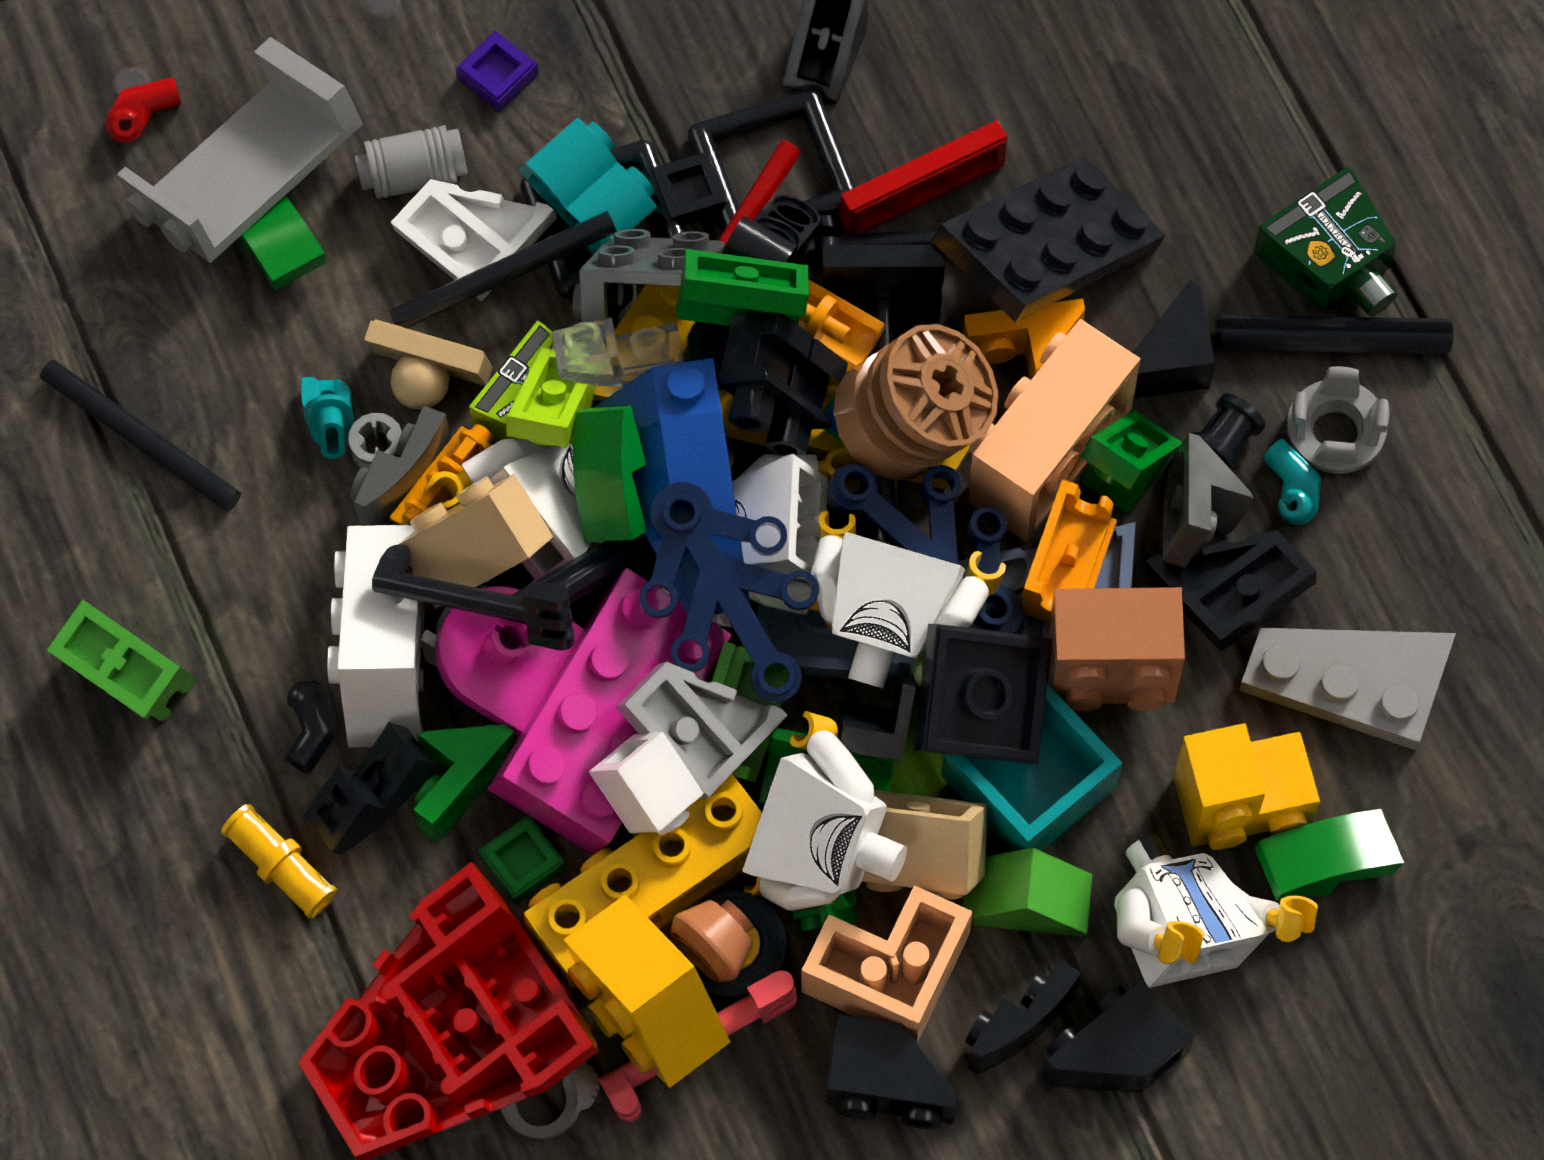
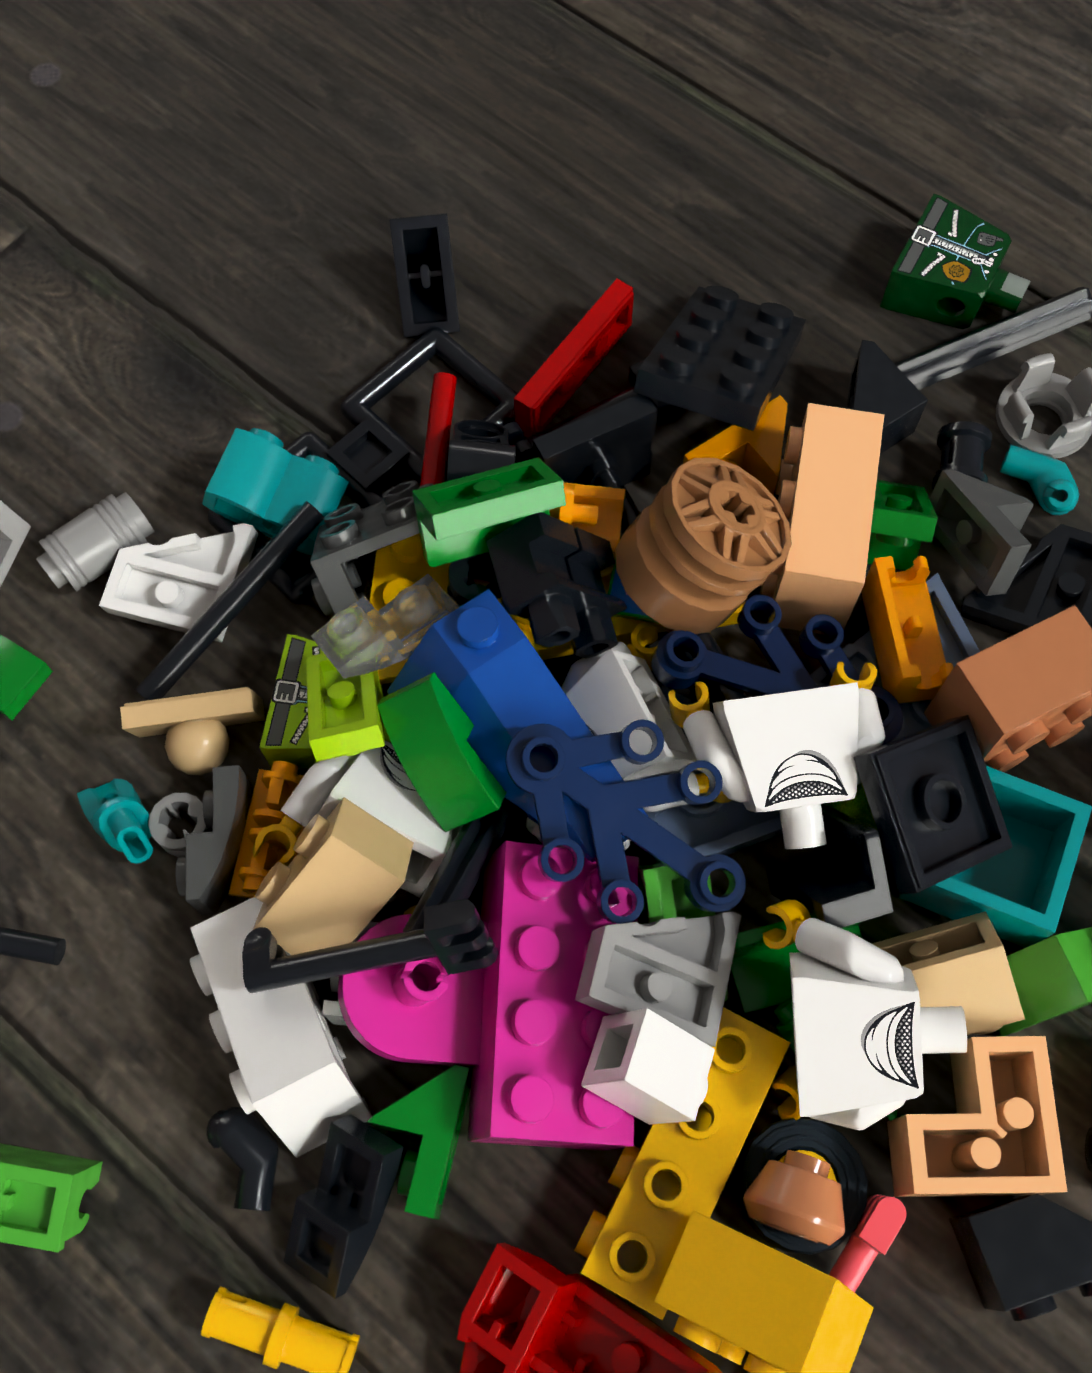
camera: 25 degrees left, 0 degrees up
(497, 71) = (139, 431): dark purple tile -> none
(522, 860) = (537, 1195): green tile -> none

